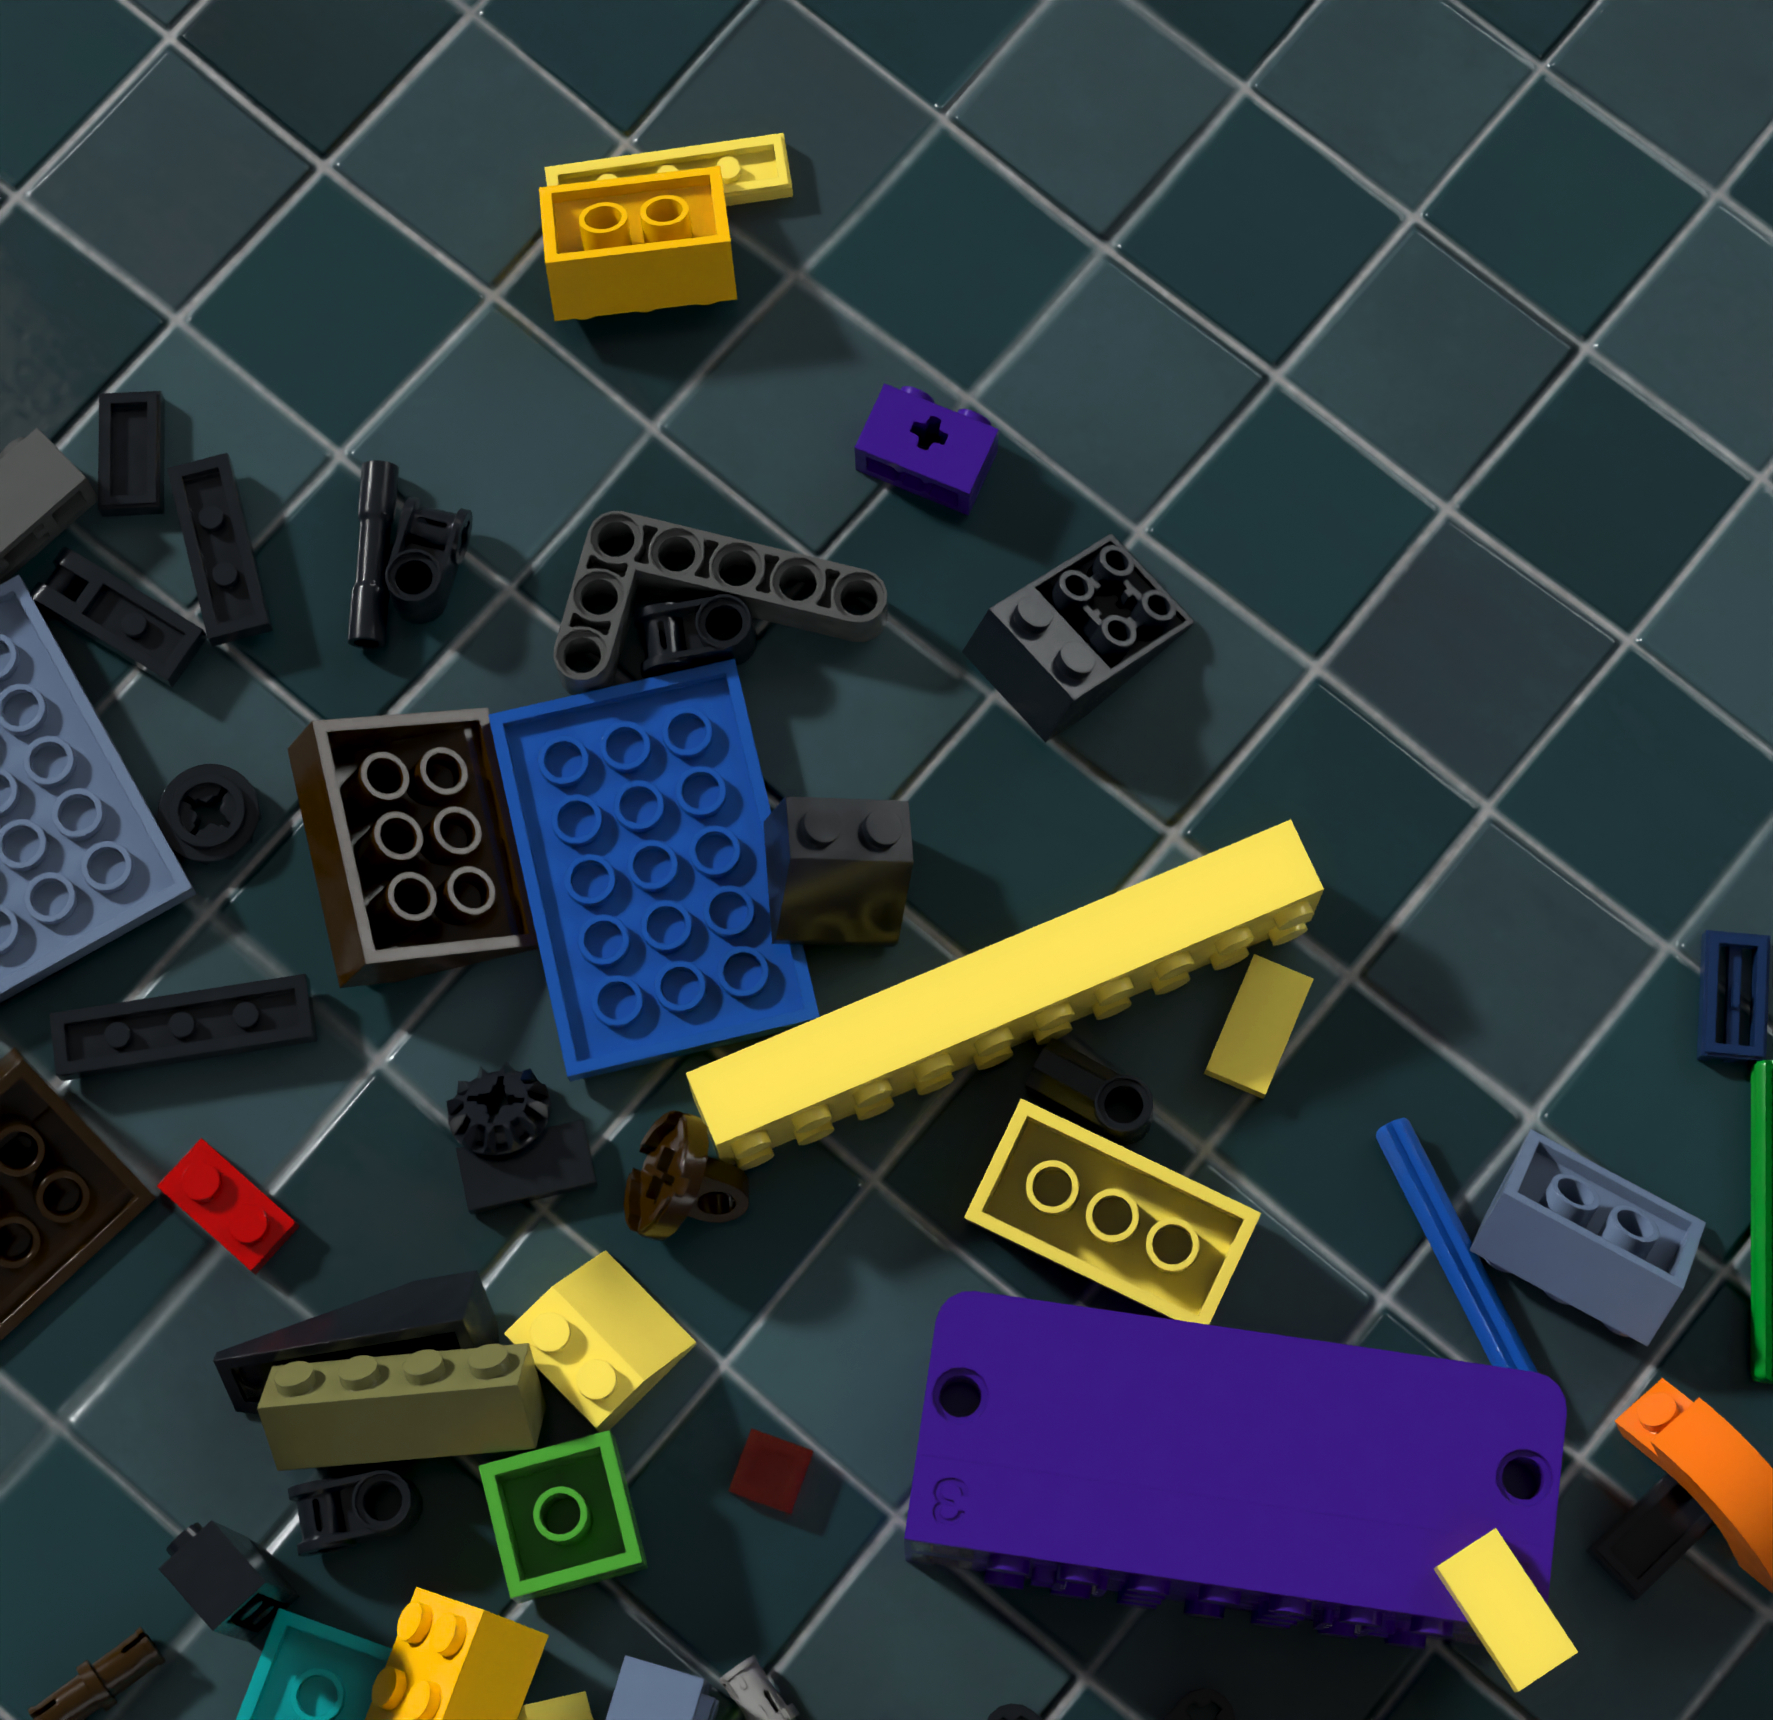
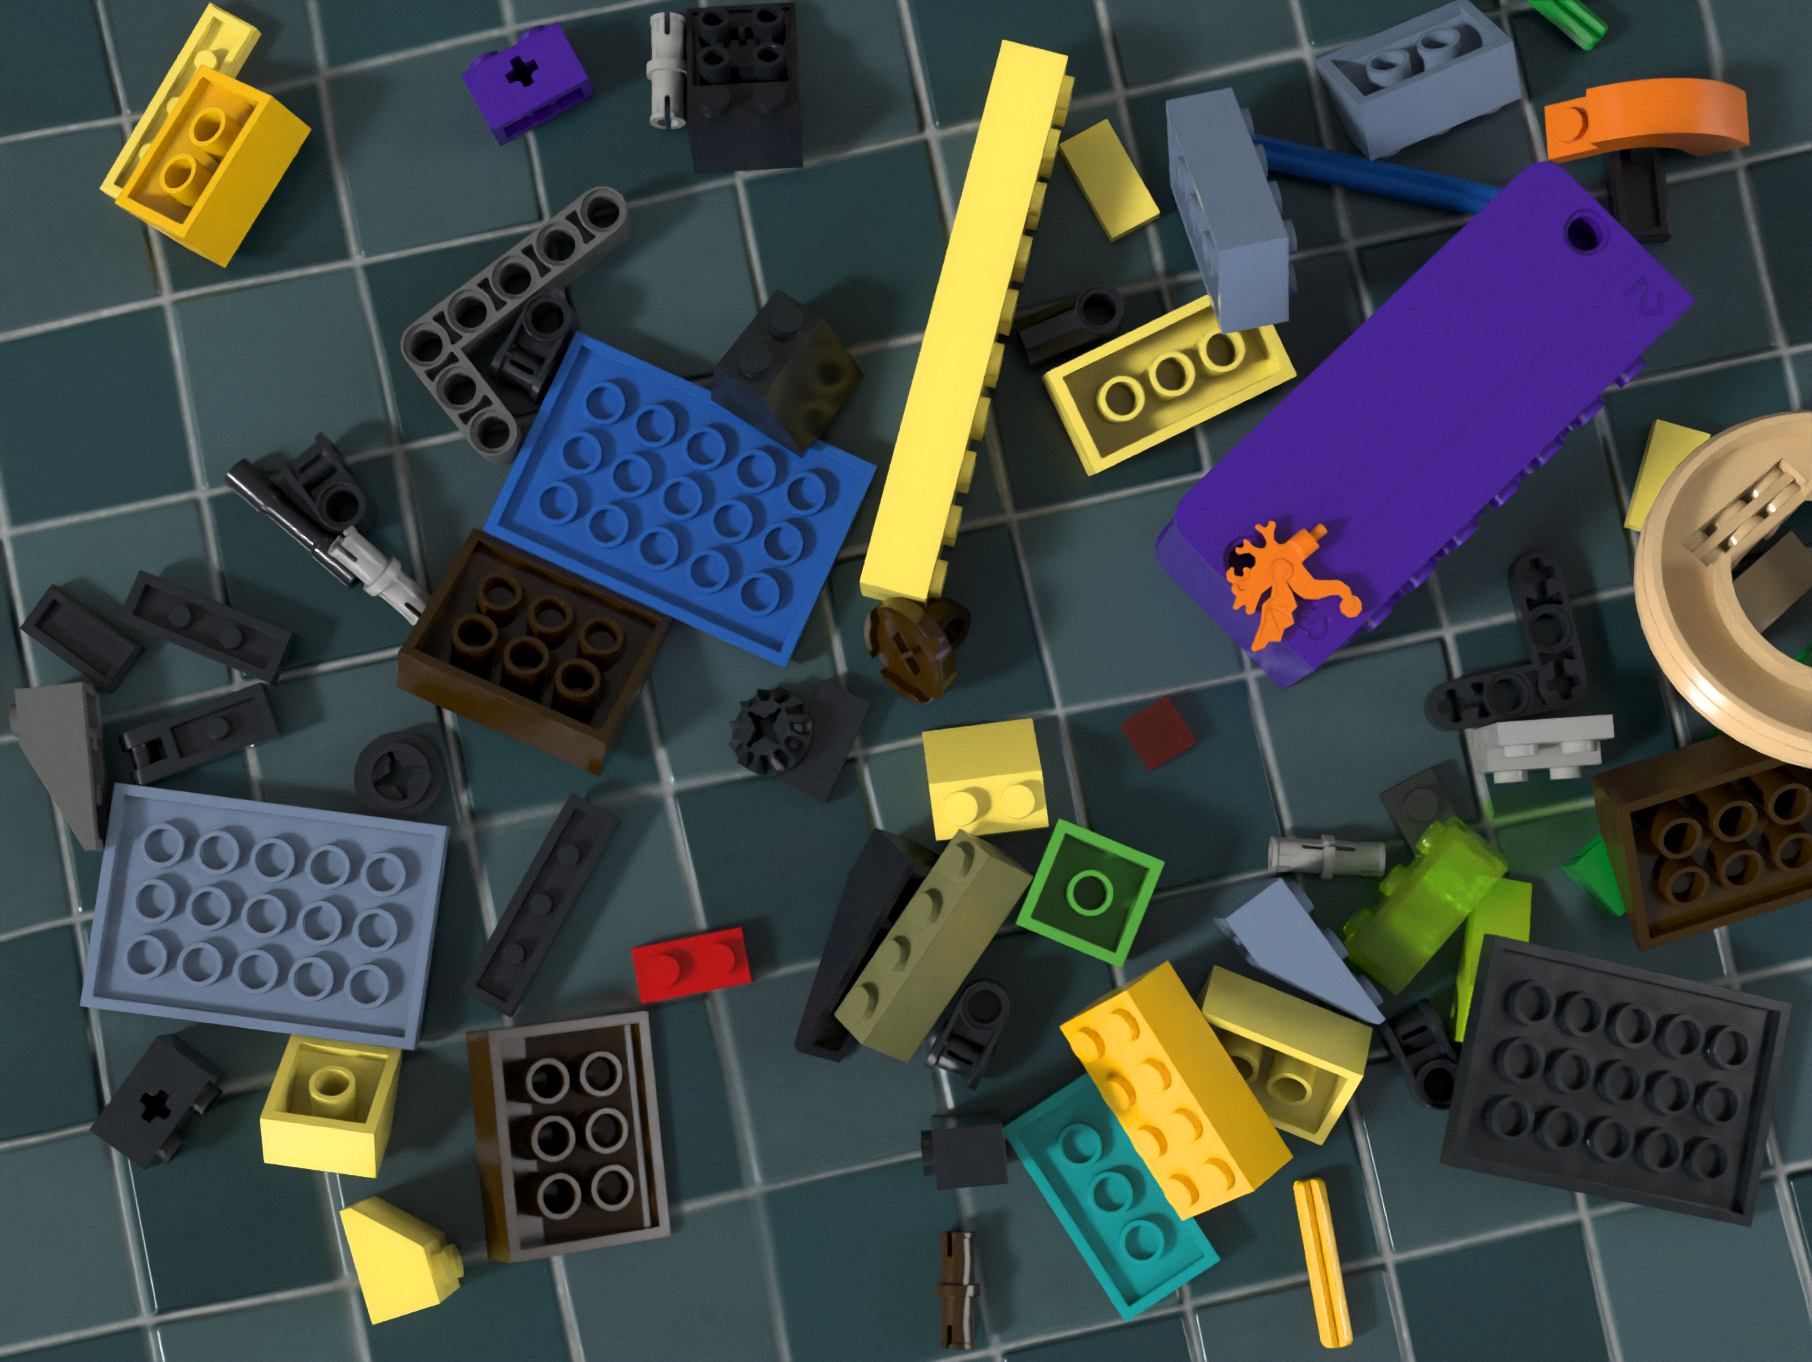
camera: 50 degrees left, 10 degrees up
(378, 655) = (380, 574): none -> light grey pin
(973, 1432) = (1282, 568): none -> orange piece
(1039, 555) = (667, 70): none -> light grey pin
(1300, 1146) = (1230, 210): none -> sand blue brick
(1505, 1610) = (1665, 312): light yellow tile -> none

